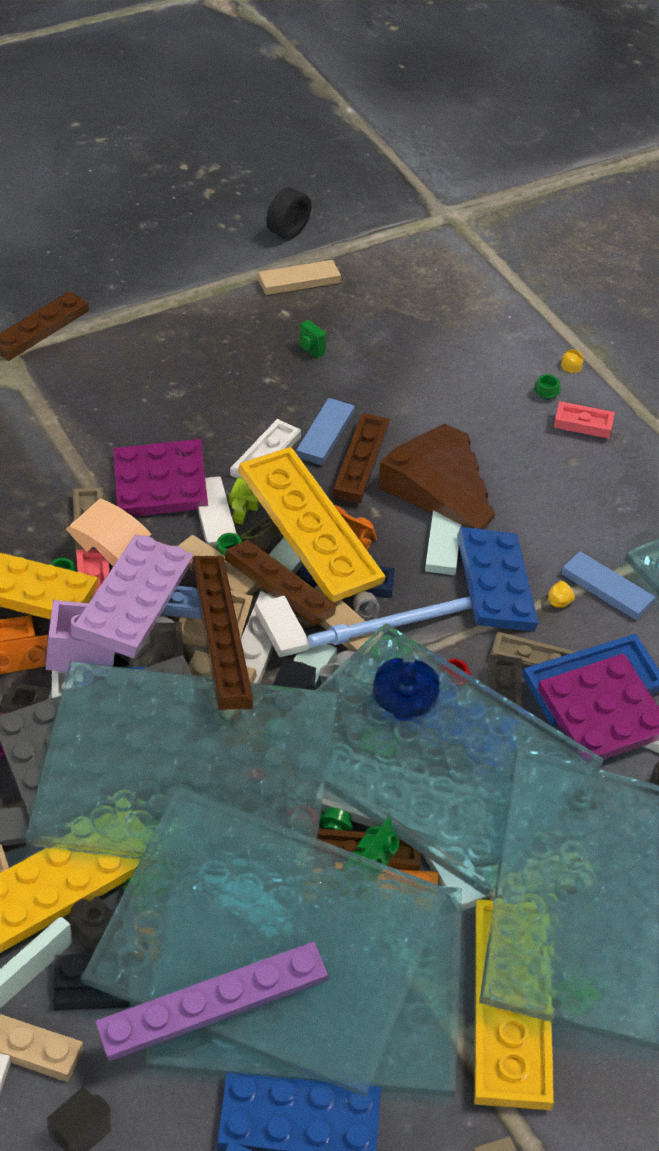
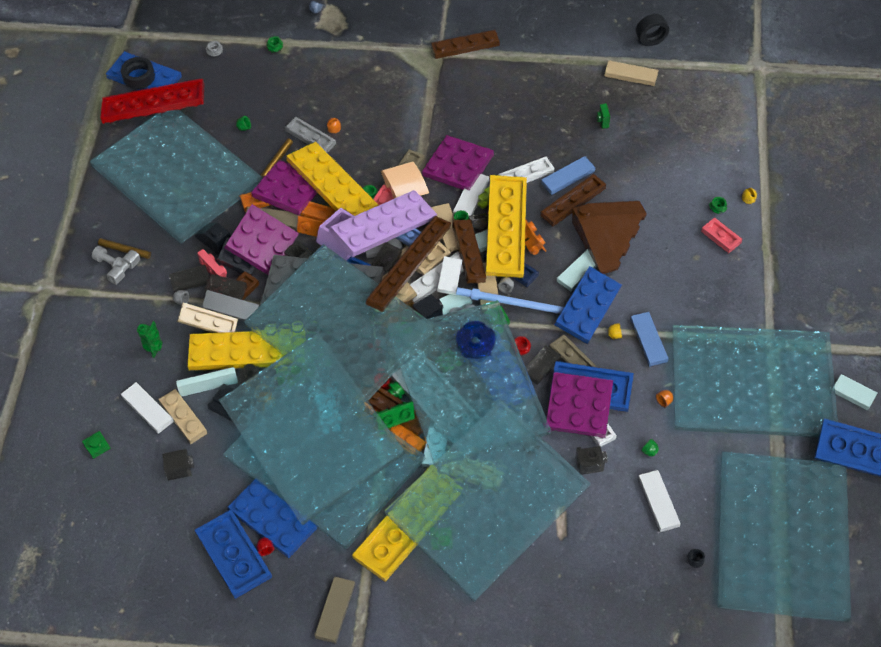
camera: 40 degrees right, 10 degrees up
(211, 1001) = (263, 442): medium lavender plate -> none

